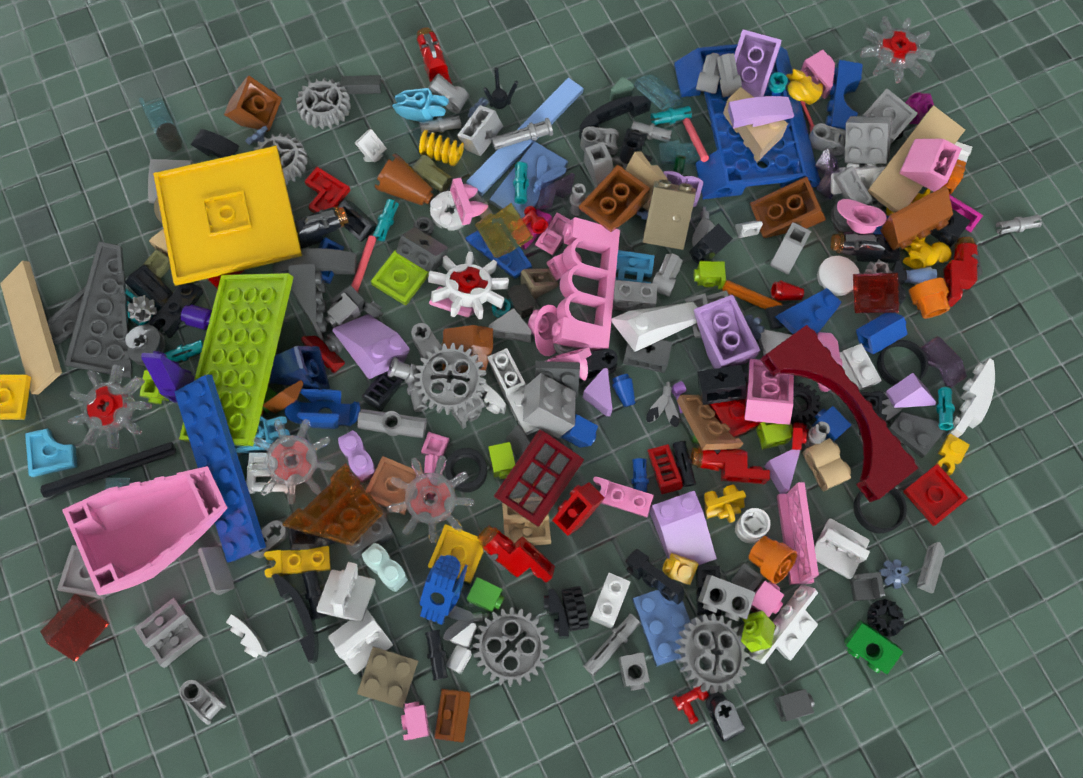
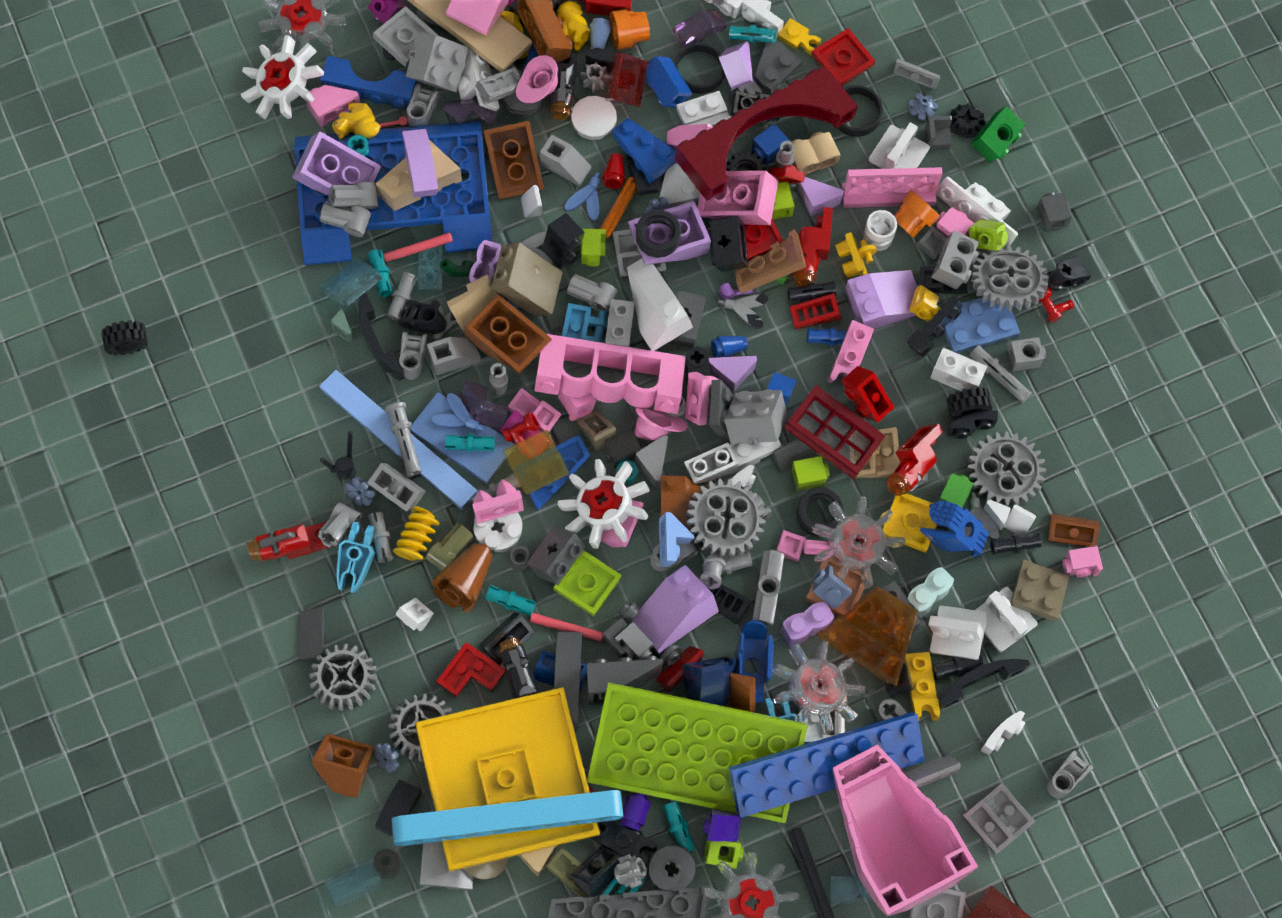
camera: 90 degrees left, 0 degrees up
(187, 211) = (507, 818): none -> medium azure beam
(385, 470) = (830, 587): none -> sand blue bracket
(435, 332) = (671, 532): none -> light blue slope
(725, 301) = (662, 217): none -> black tyre
(762, 272) = (589, 195): none -> medium blue piece
(836, 33) = (281, 78): none -> white gear

